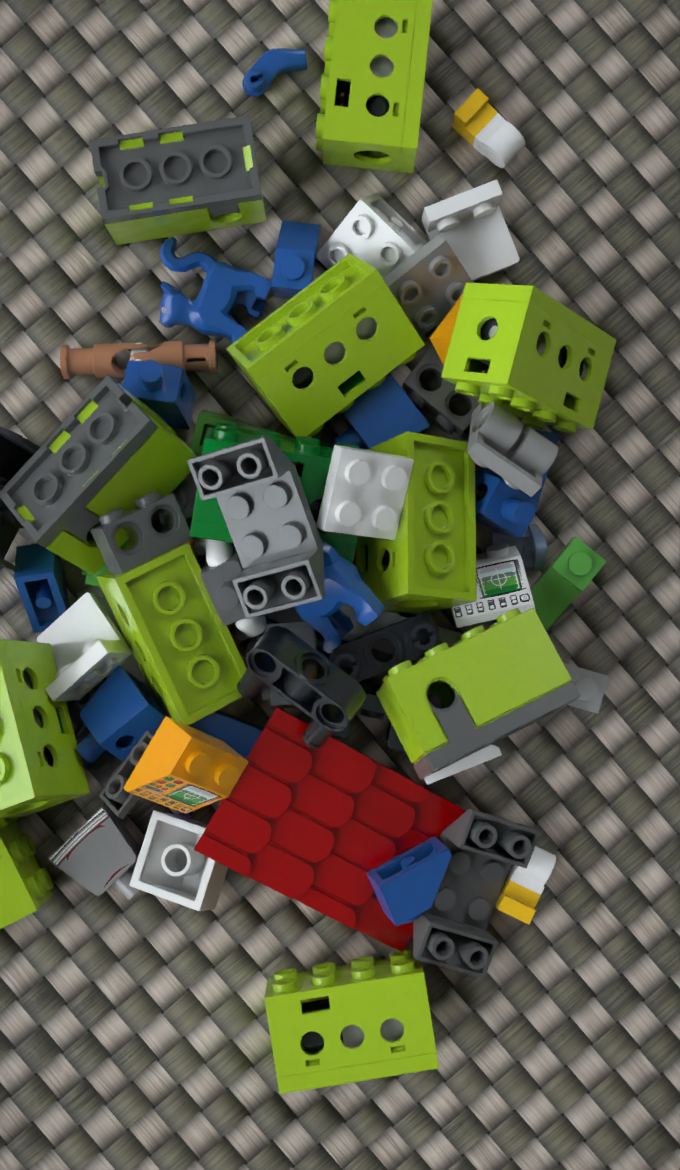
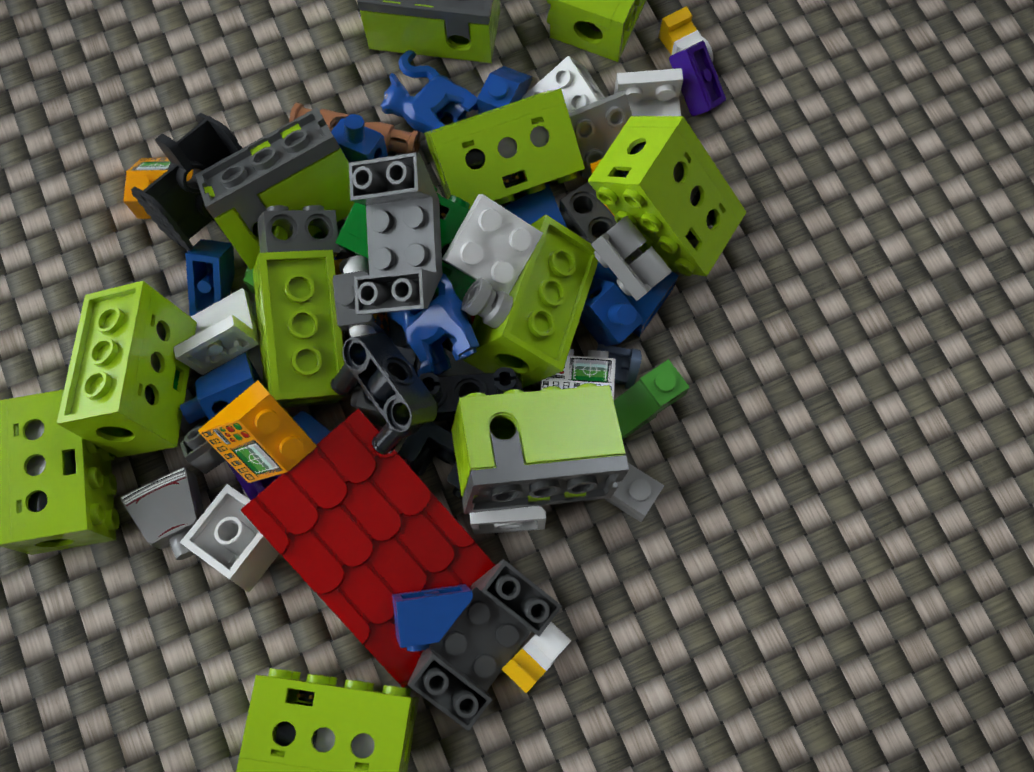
camera: 20 degrees right, 15 degrees down
(378, 558) = (487, 303): none -> light grey wheel
(518, 176) = (700, 81): none -> dark purple slope

